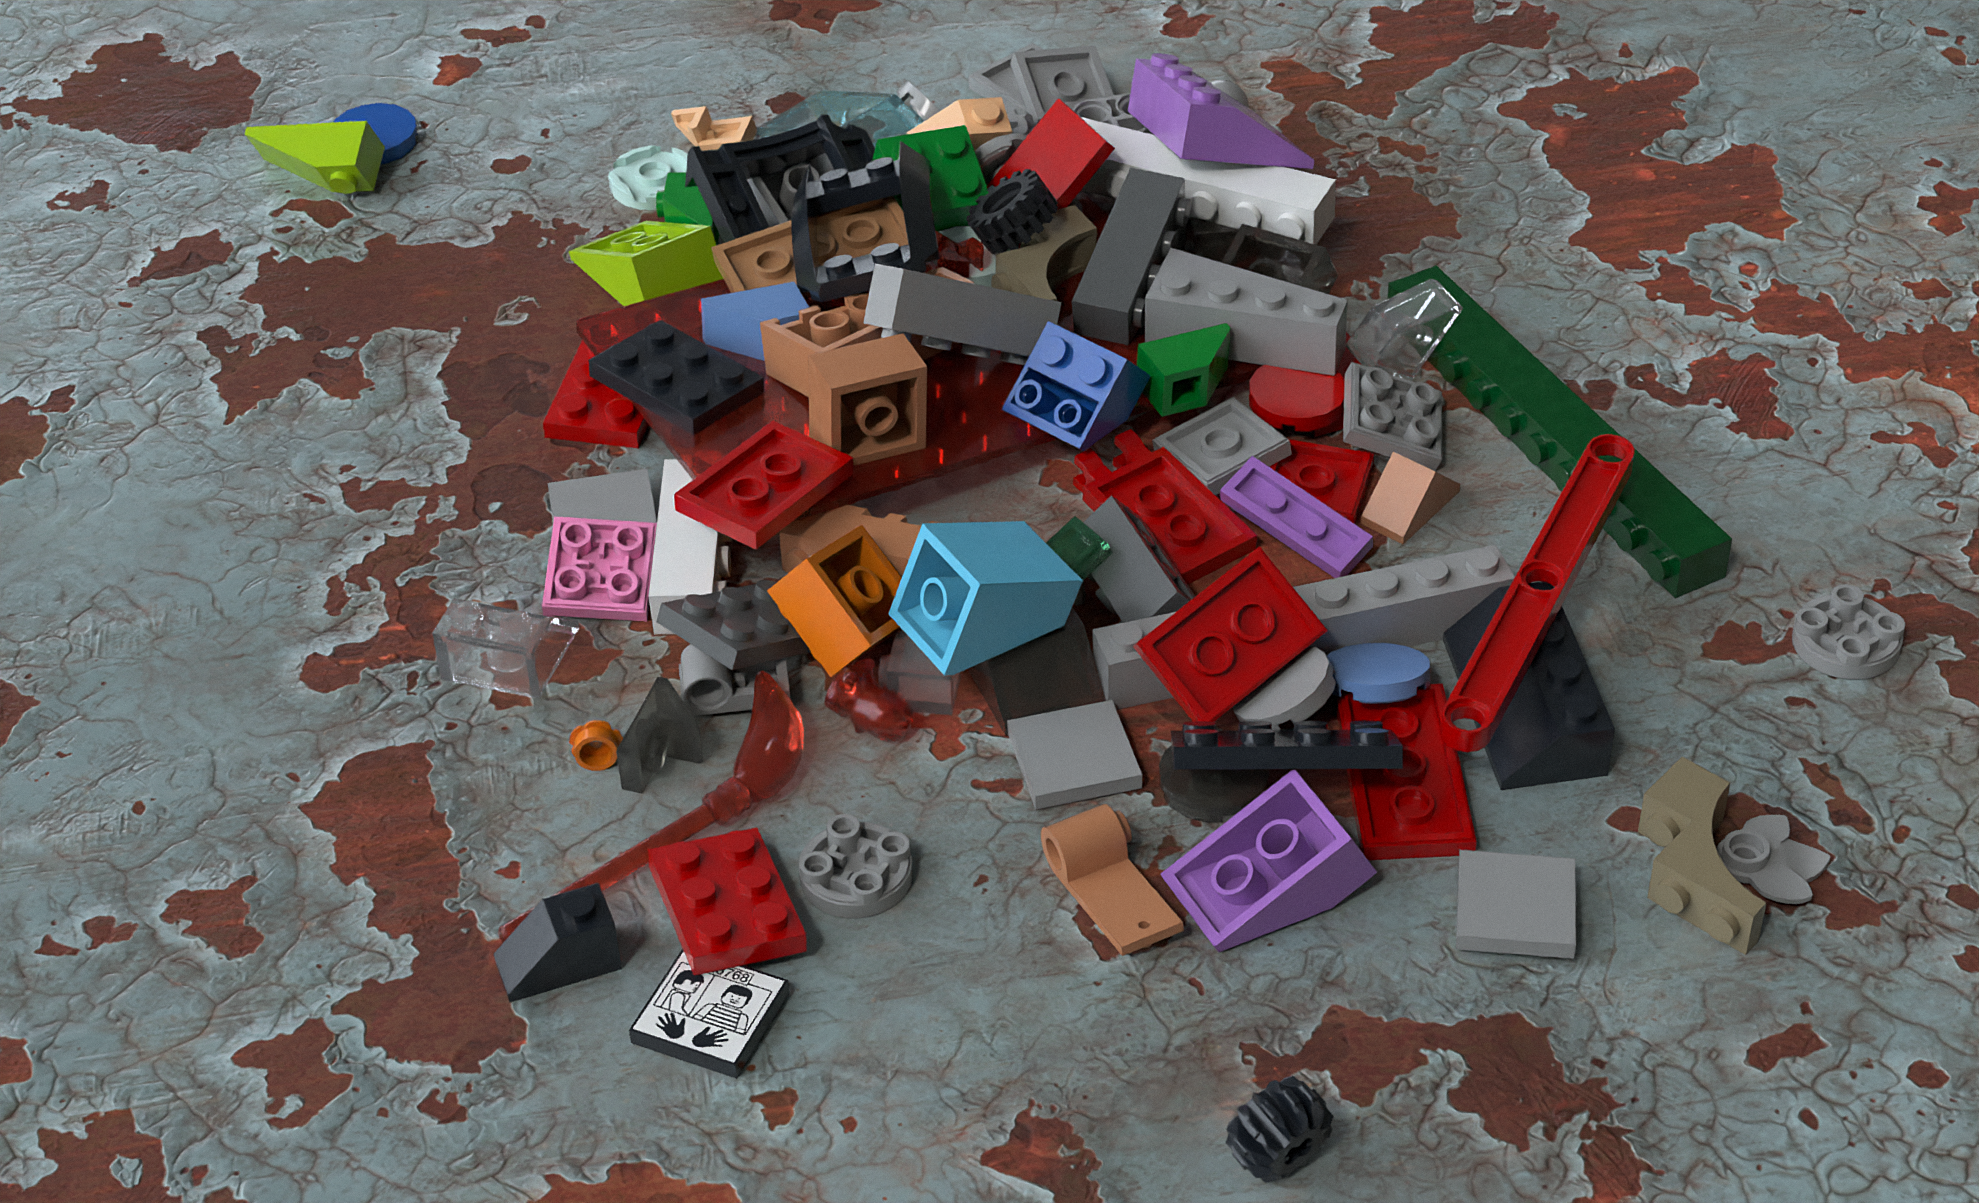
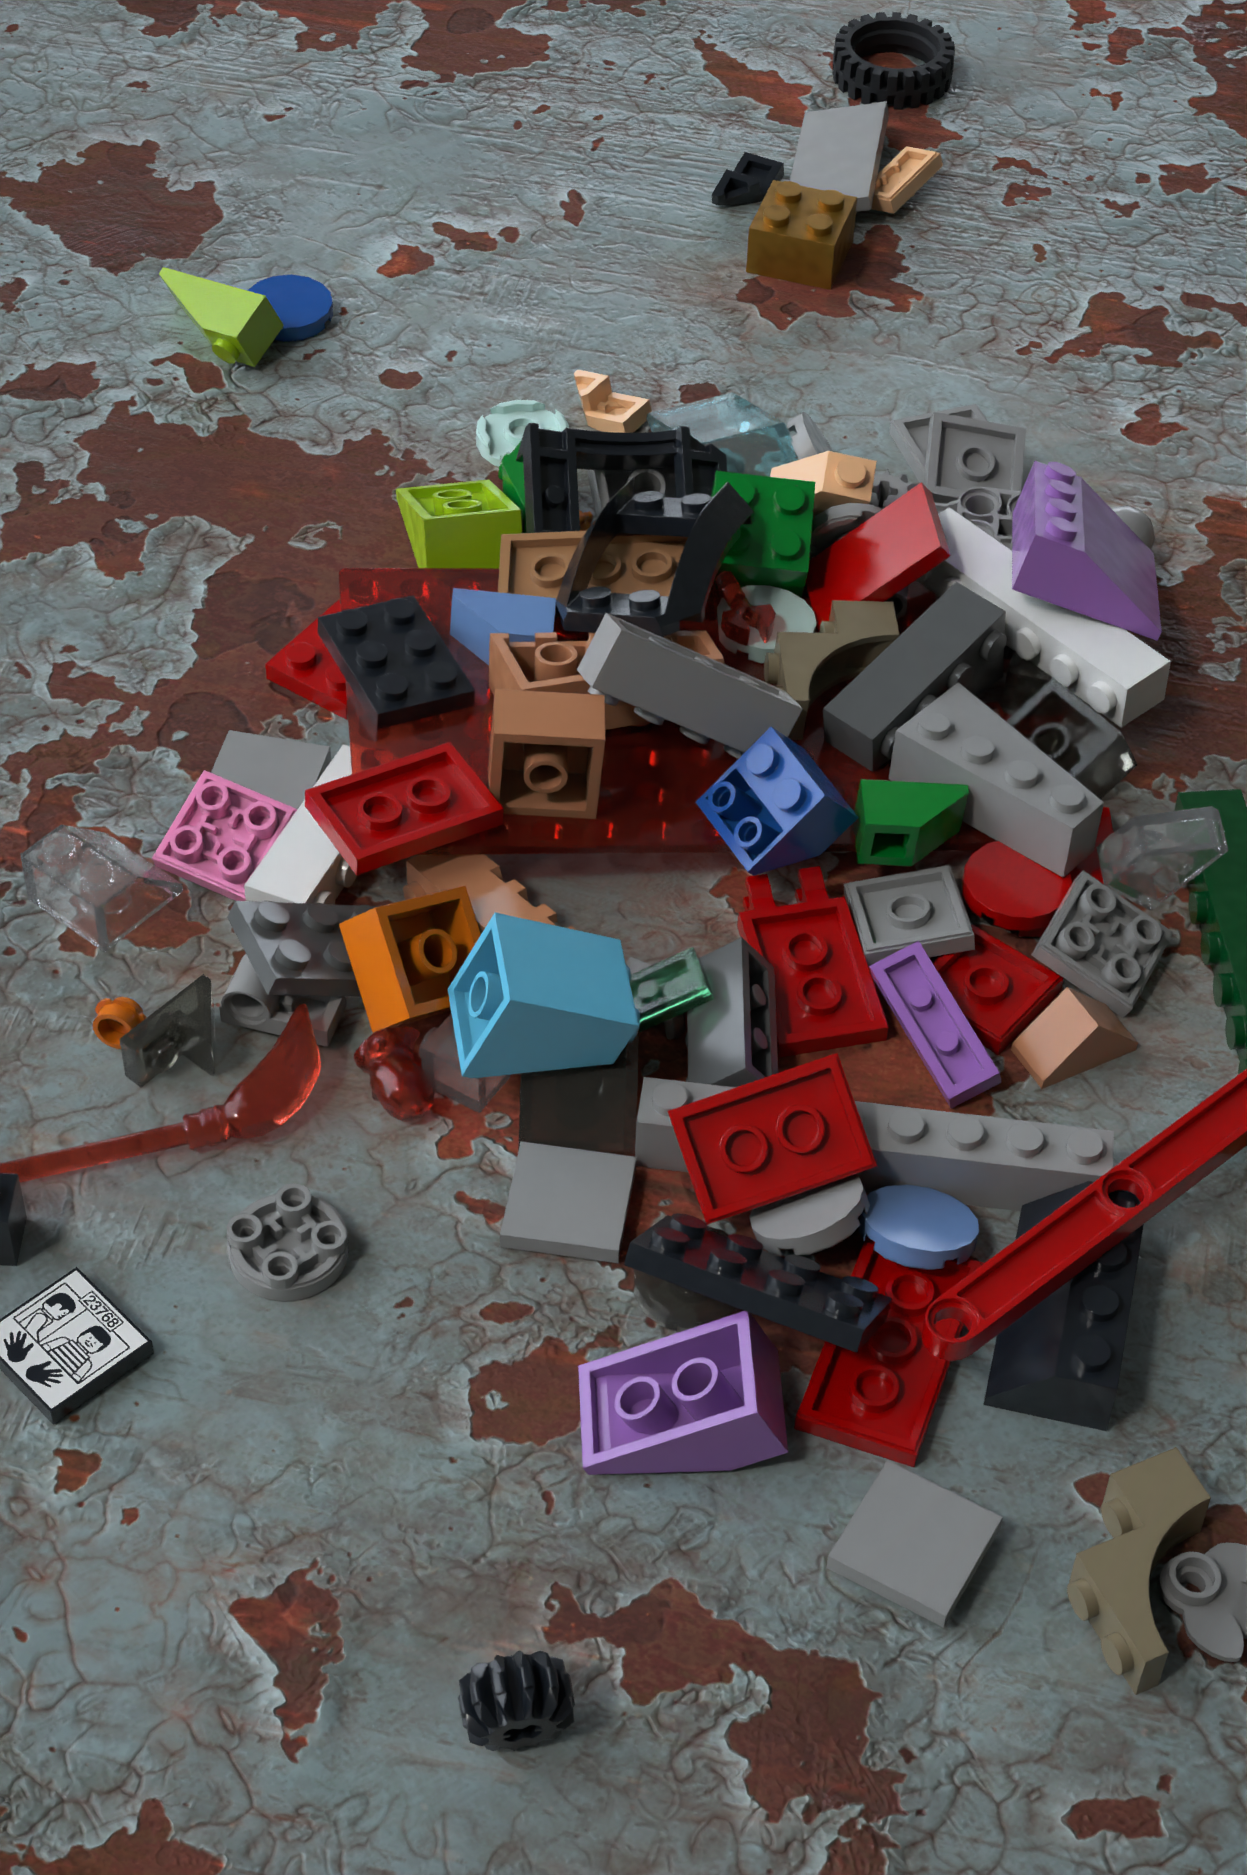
camera: 20 degrees right, 5 degrees up
(726, 901) = (141, 1235): red plate -> none
(1012, 211) = (816, 591): black tyre -> none
(1094, 866) = (520, 1355): nougat door -> none

